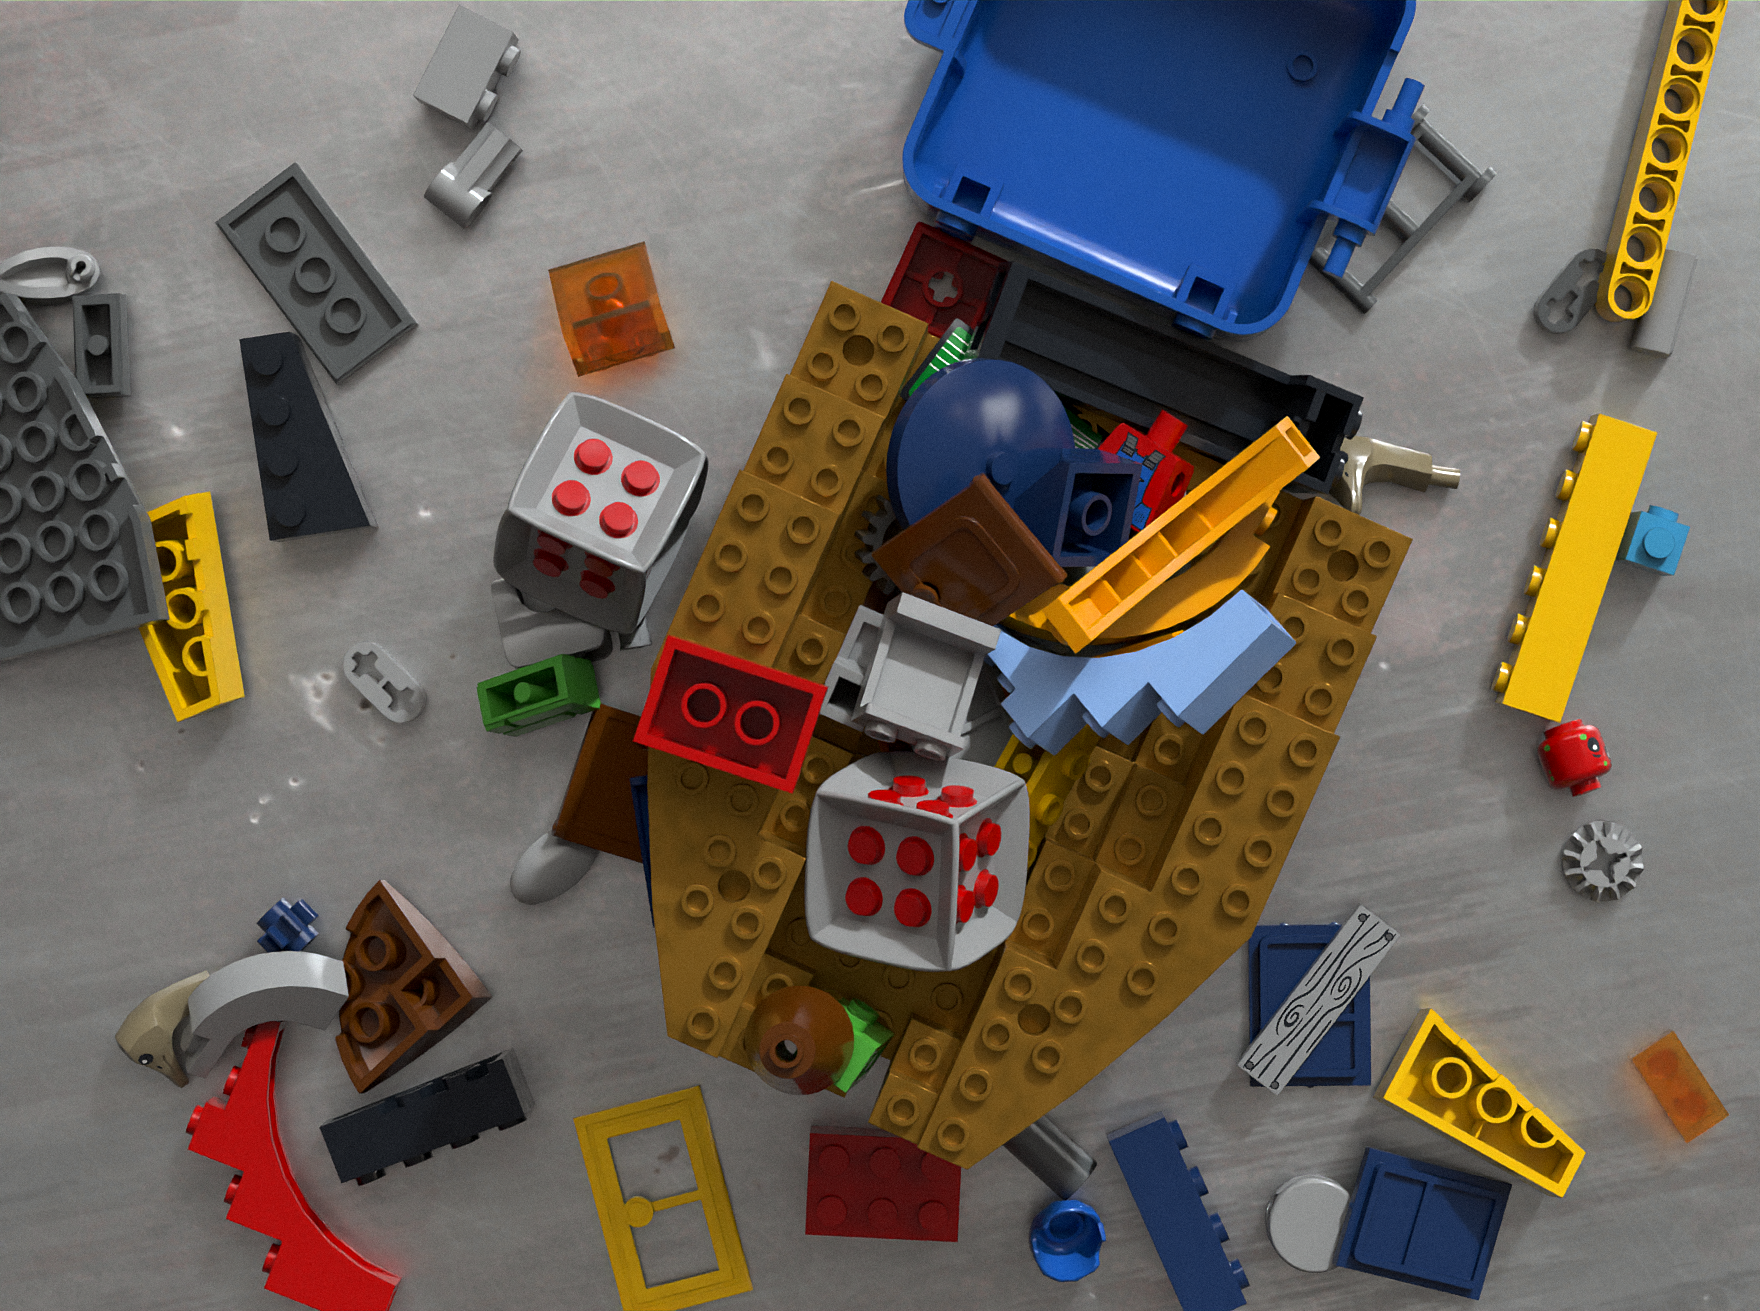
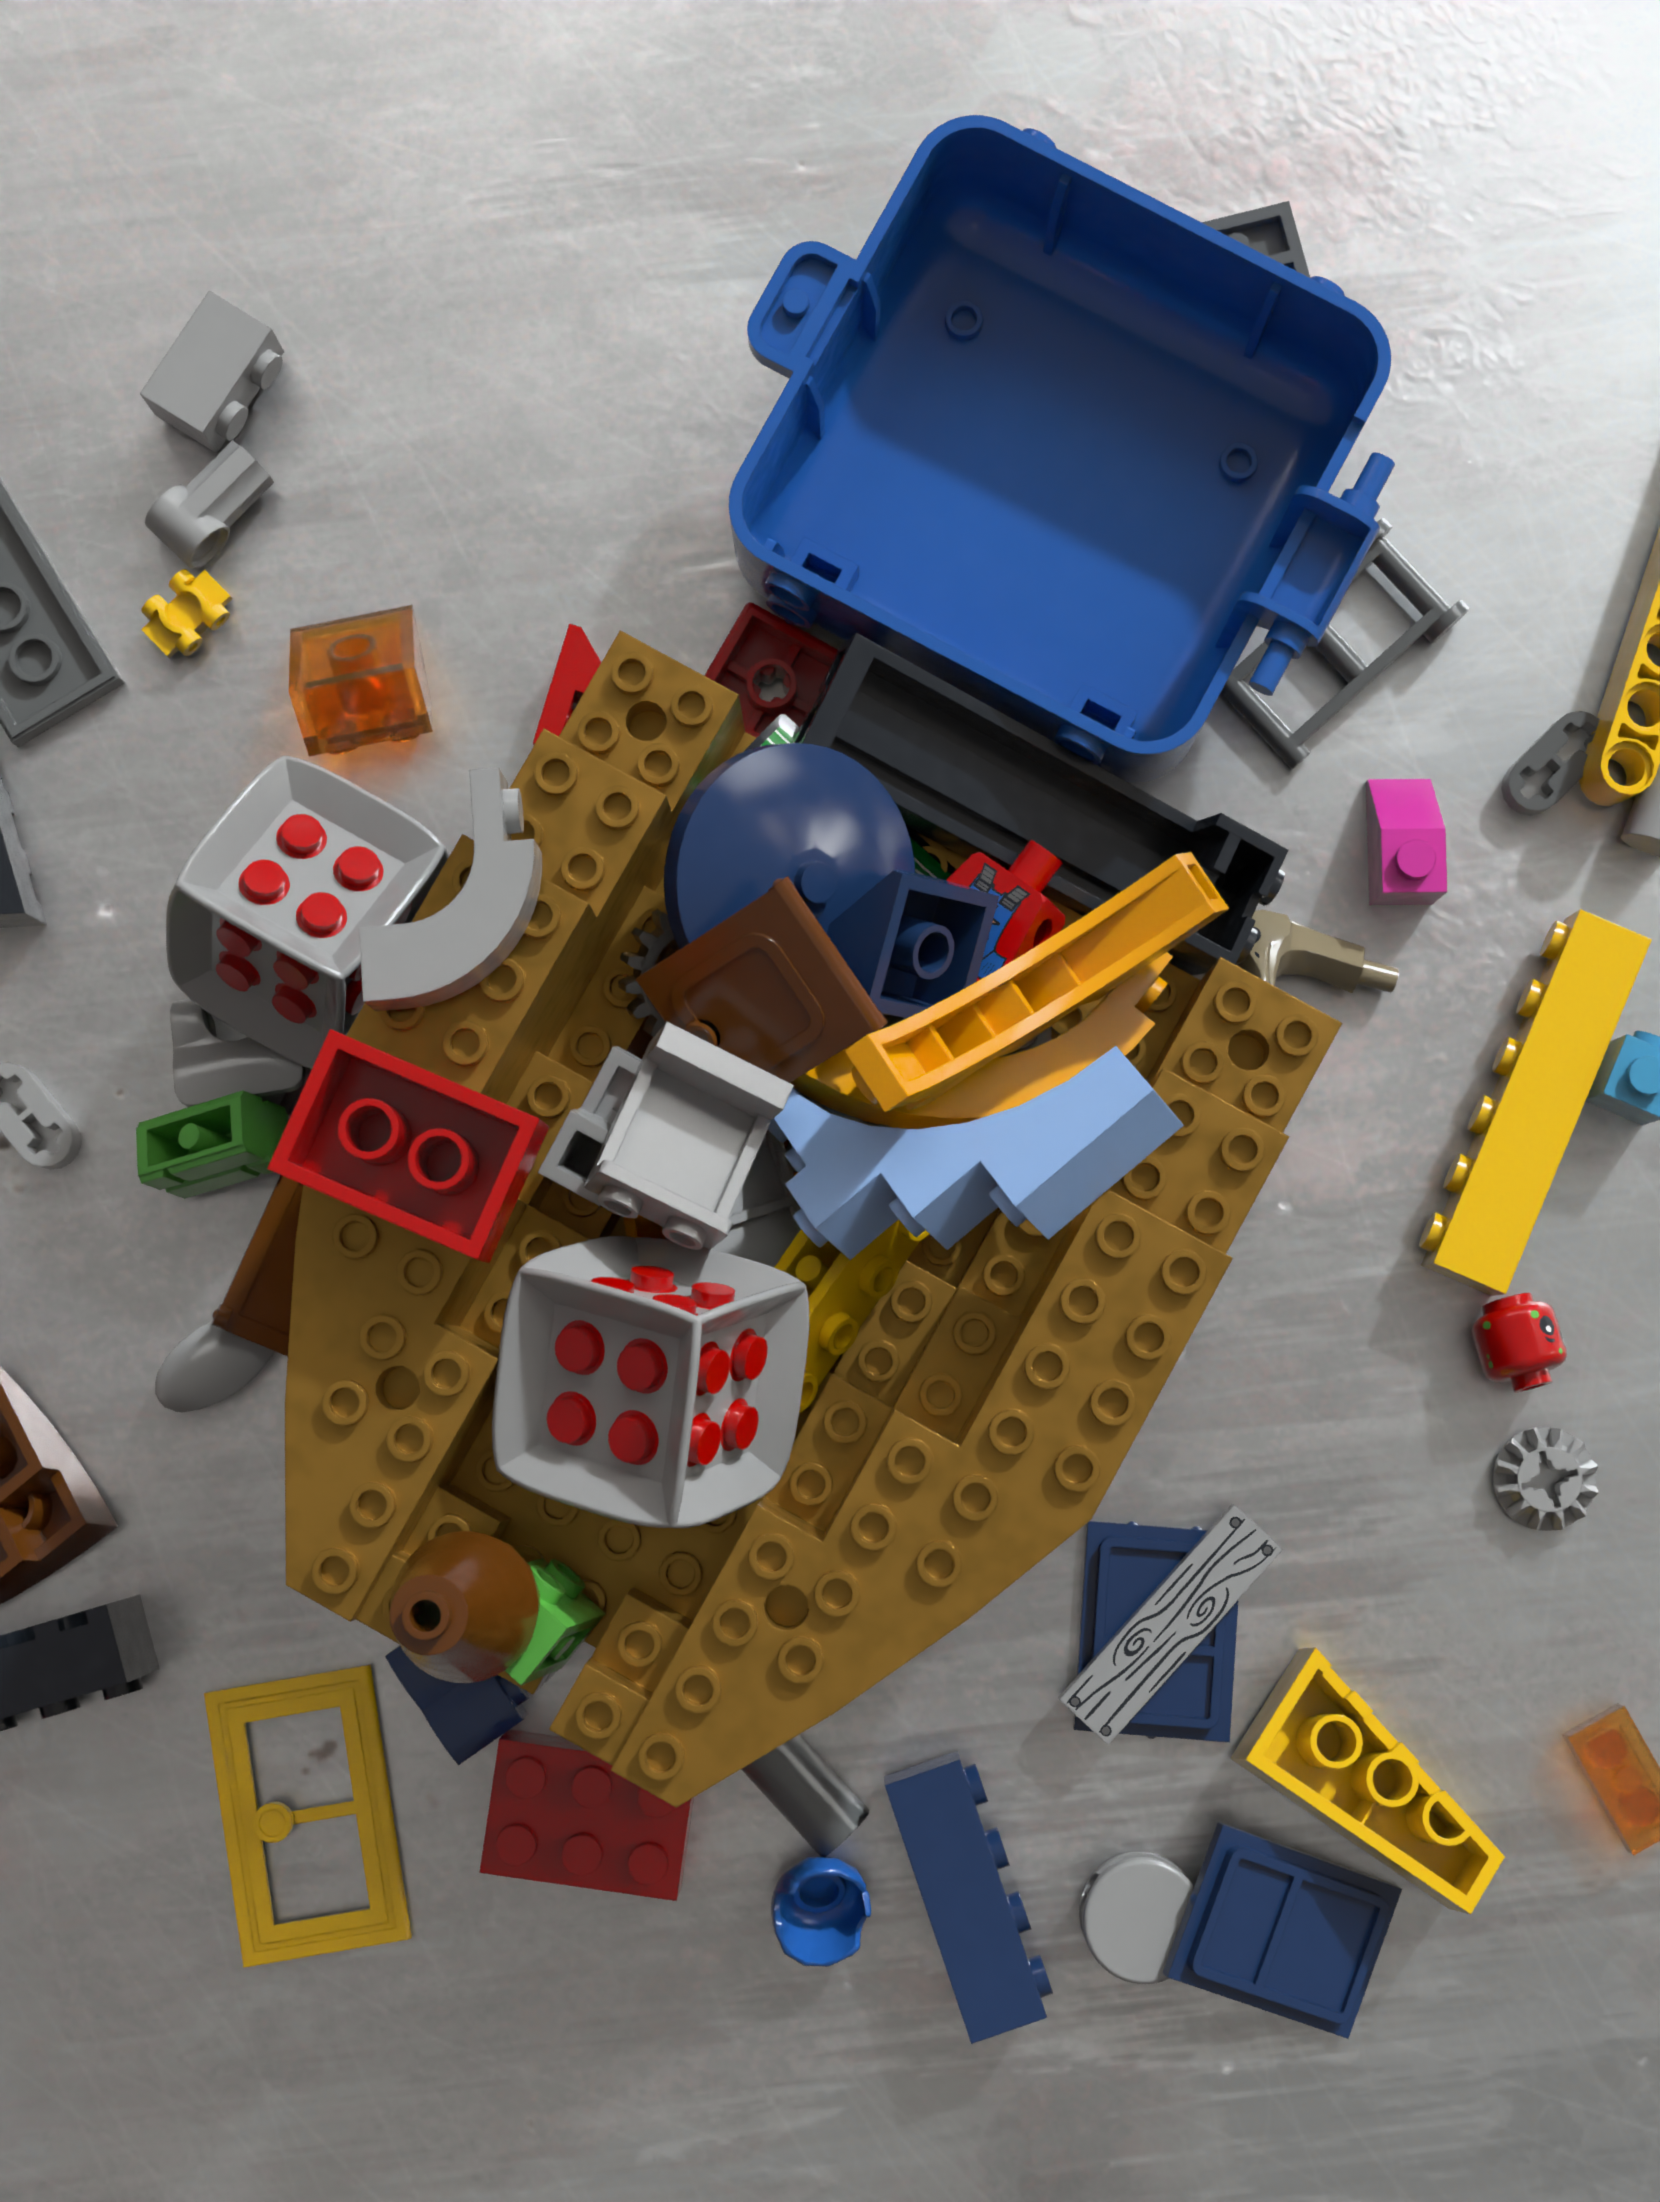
camera: 10 degrees right, 5 degrees down
(471, 257) = (193, 610): none -> yellow piece
(756, 554) = (474, 933): none -> light grey arch
(774, 1114) = (461, 1714): none -> dark blue brick
(786, 293) = (570, 679): none -> red slope
(1457, 366) = (1405, 843): none -> dark pink slope

